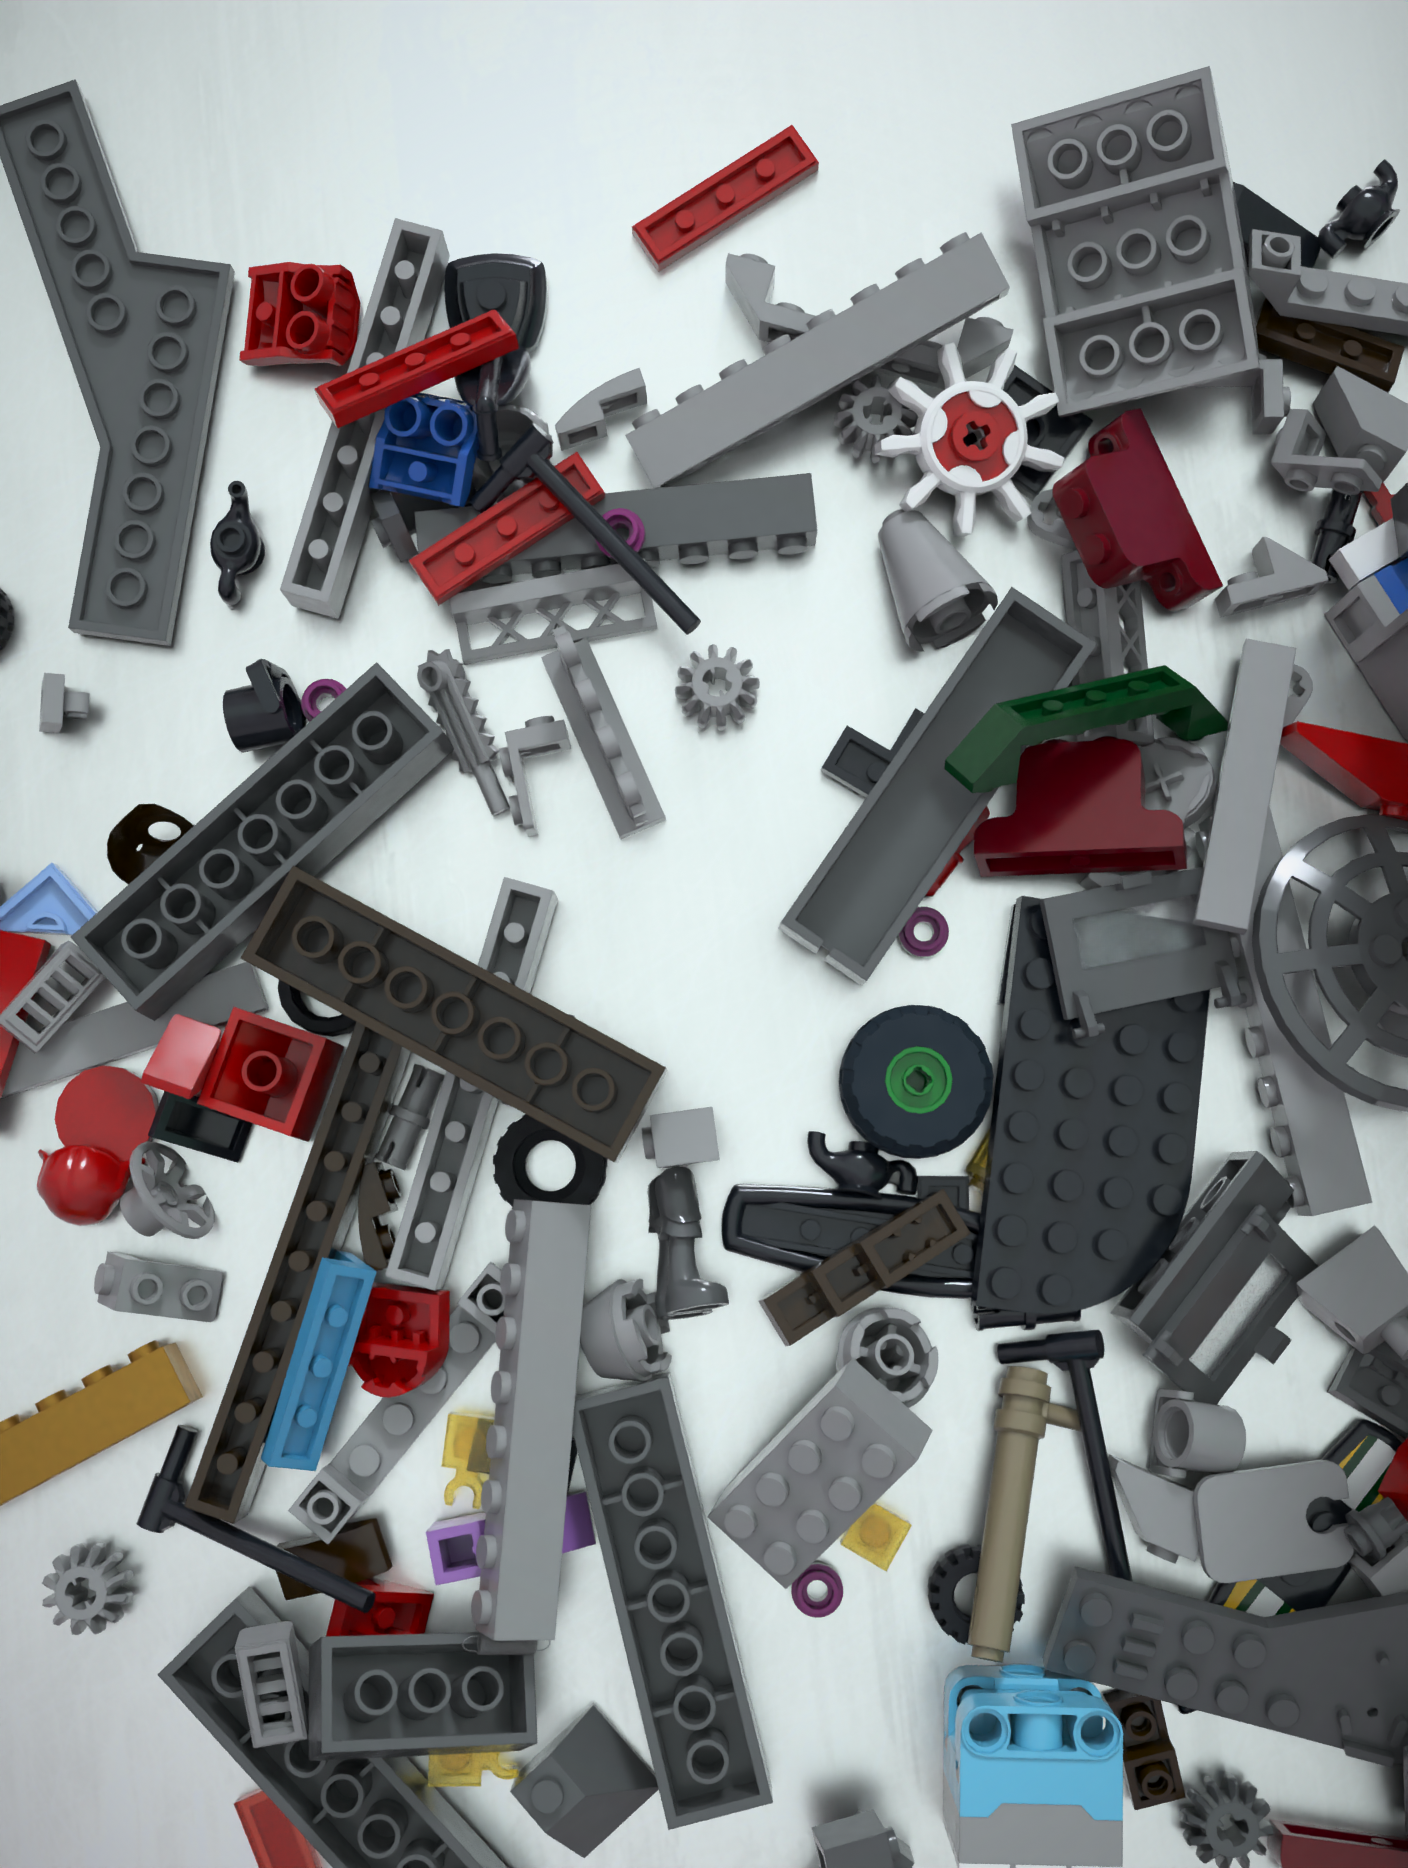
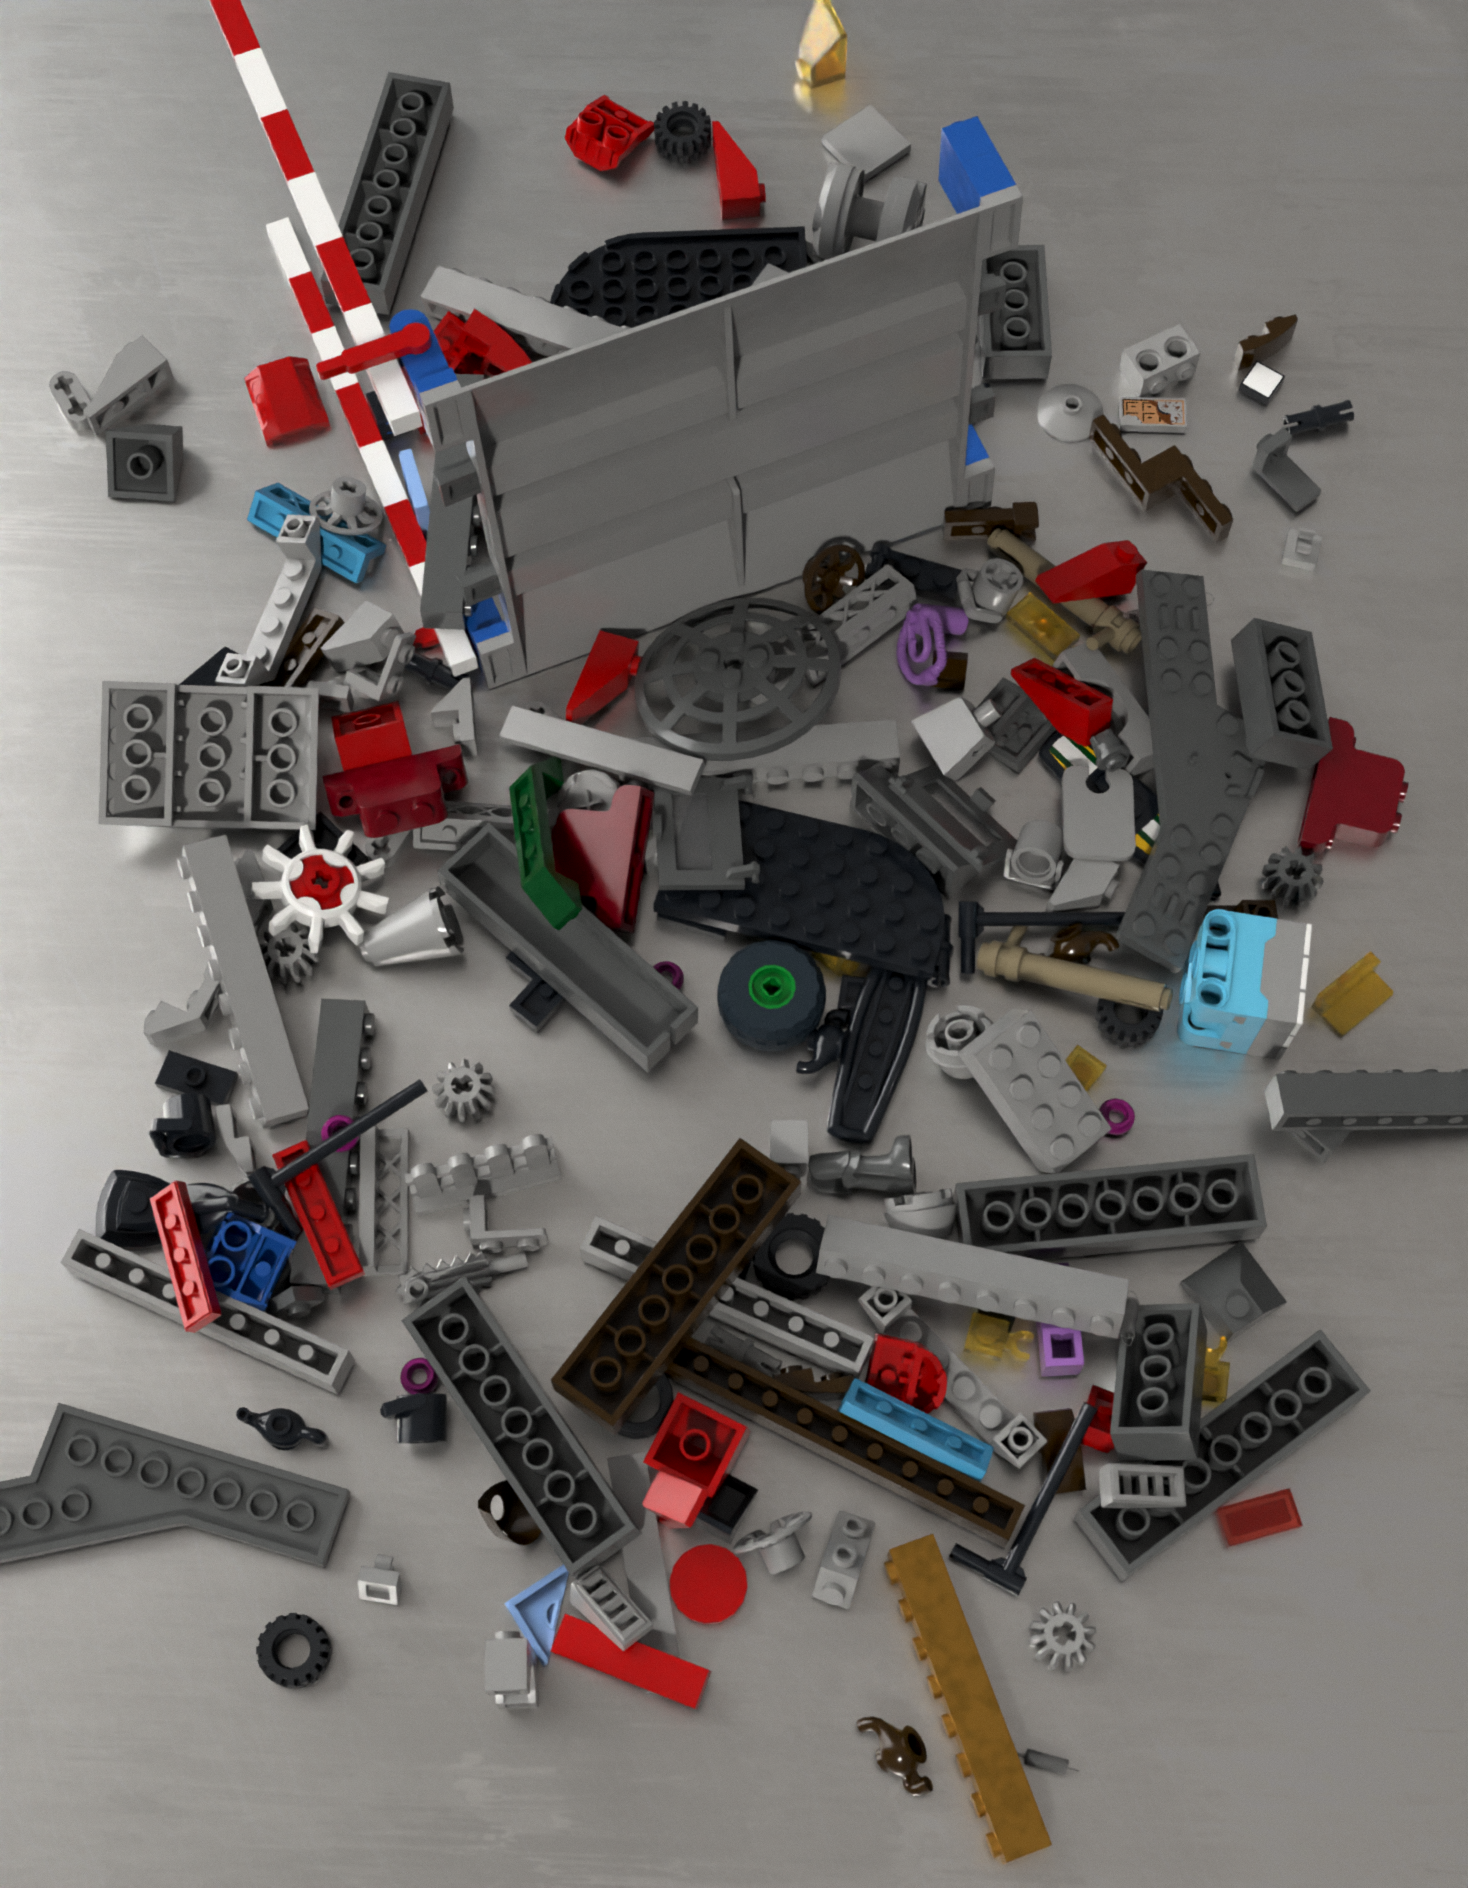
camera: 85 degrees left, 15 degrees down
(82, 1183) = (757, 1605): red hair -> none
(301, 315) = (111, 1356): red slope -> none
(611, 338) = (186, 1125): none -> black piece
(684, 340) = (189, 1075): none -> black plate
(725, 198) = (94, 1036): red tile -> none
(864, 1267) = (896, 1046): dark brown slope -> none
(1063, 1506) = (1077, 945): none -> dark brown piece
(1217, 464) = (371, 735): none -> red slope
(1363, 213) = (213, 617): black piece -> none

